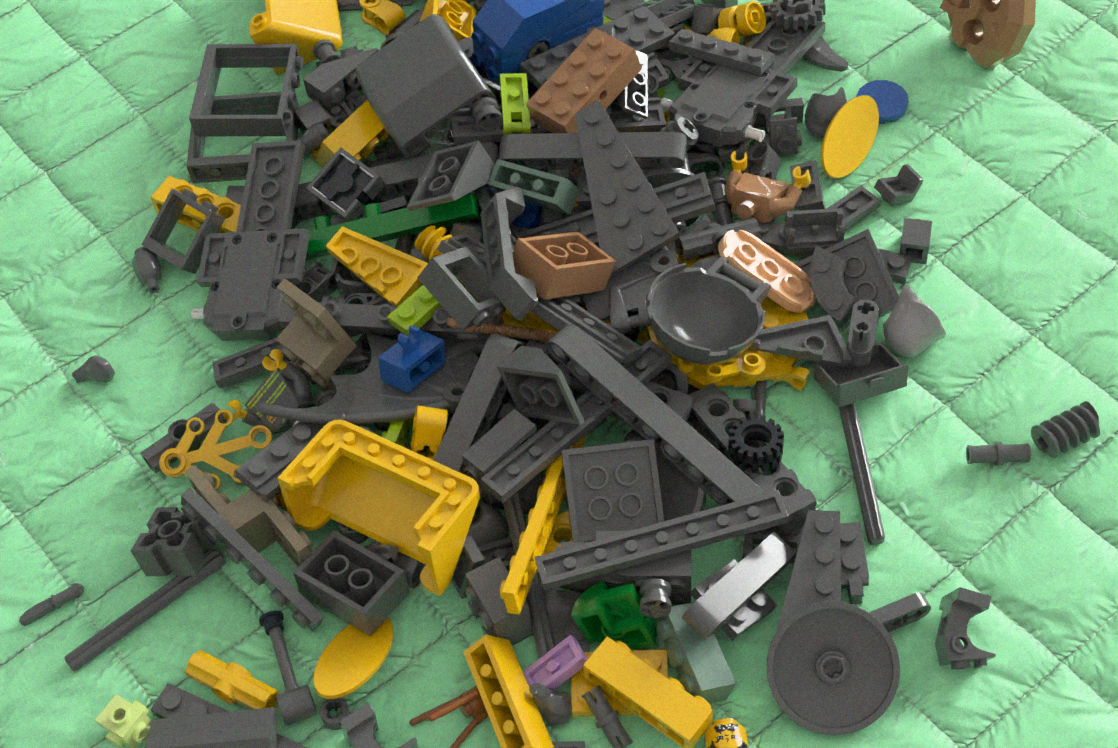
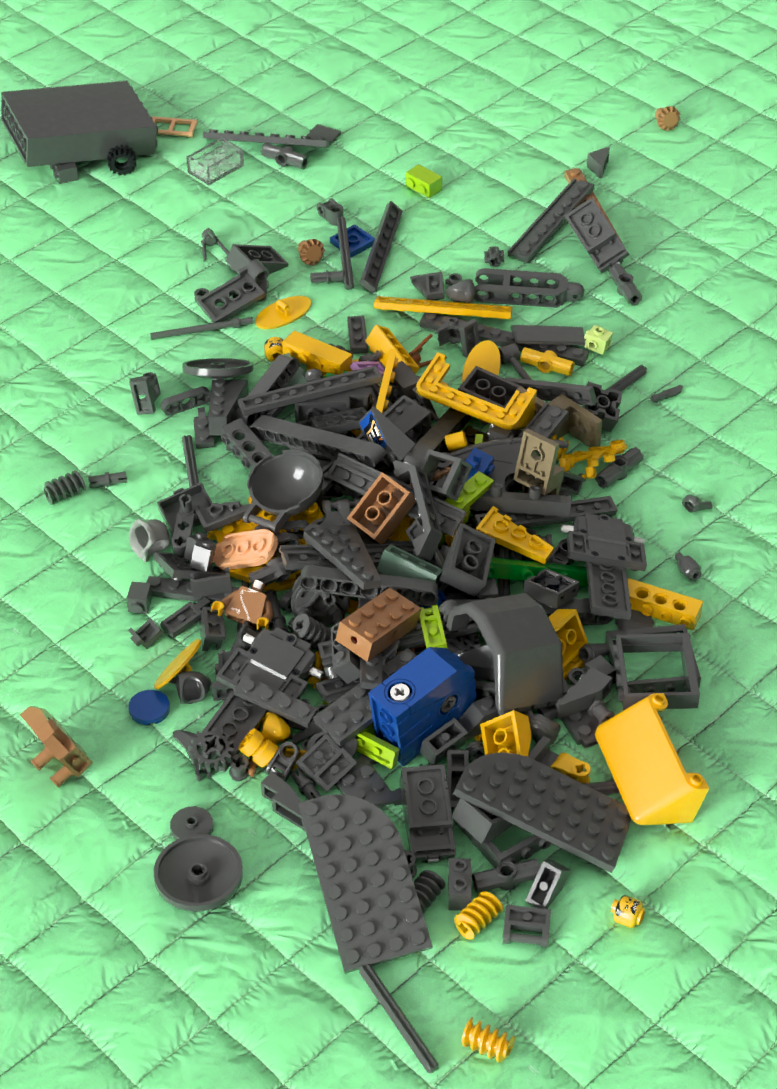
camera: 170 degrees right, 10 degrees down
(167, 219) = (660, 575): dark grey window -> none
(756, 430) = (254, 441): black tyre -> none

